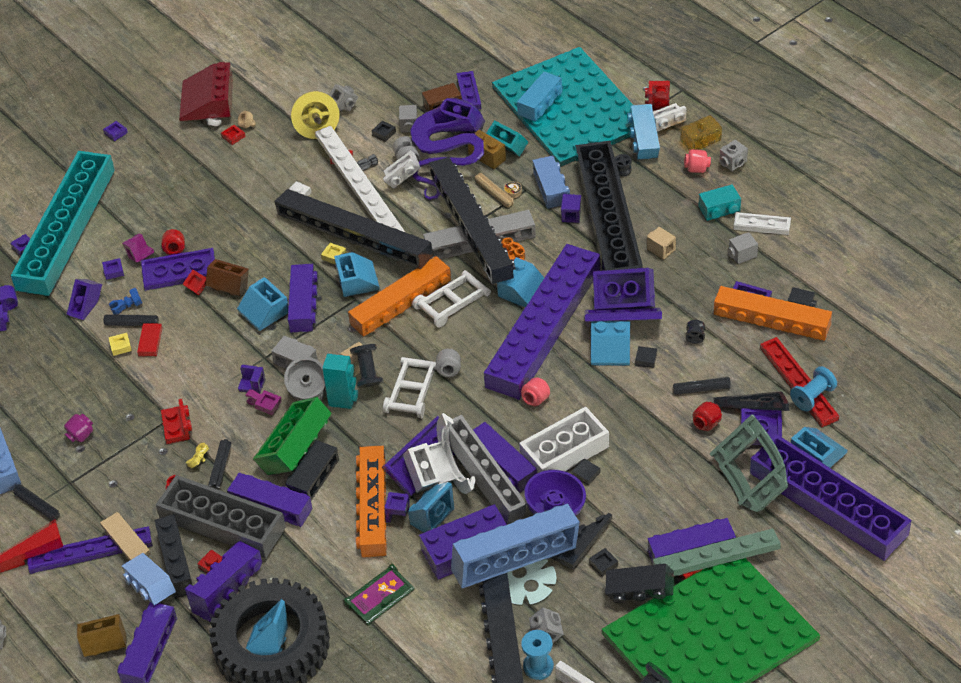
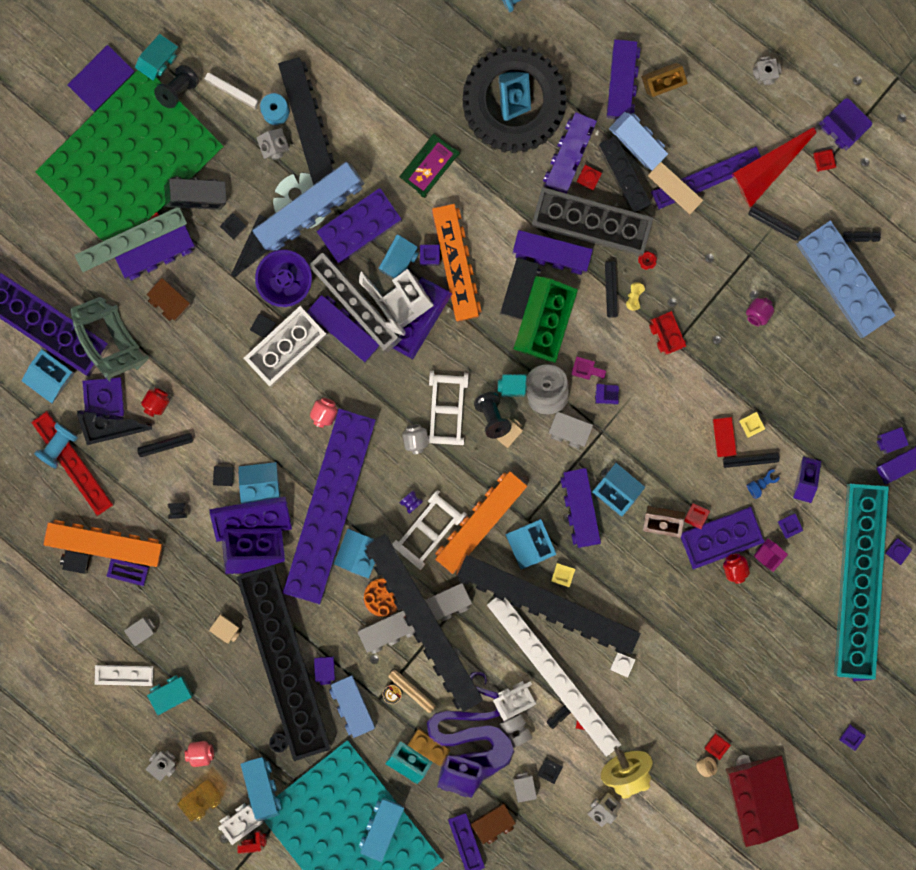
camera: 165 degrees right, 40 degrees up
(463, 317) = (411, 502): none -> dark purple wheel
(682, 500) = (168, 300): none -> reddish brown brick

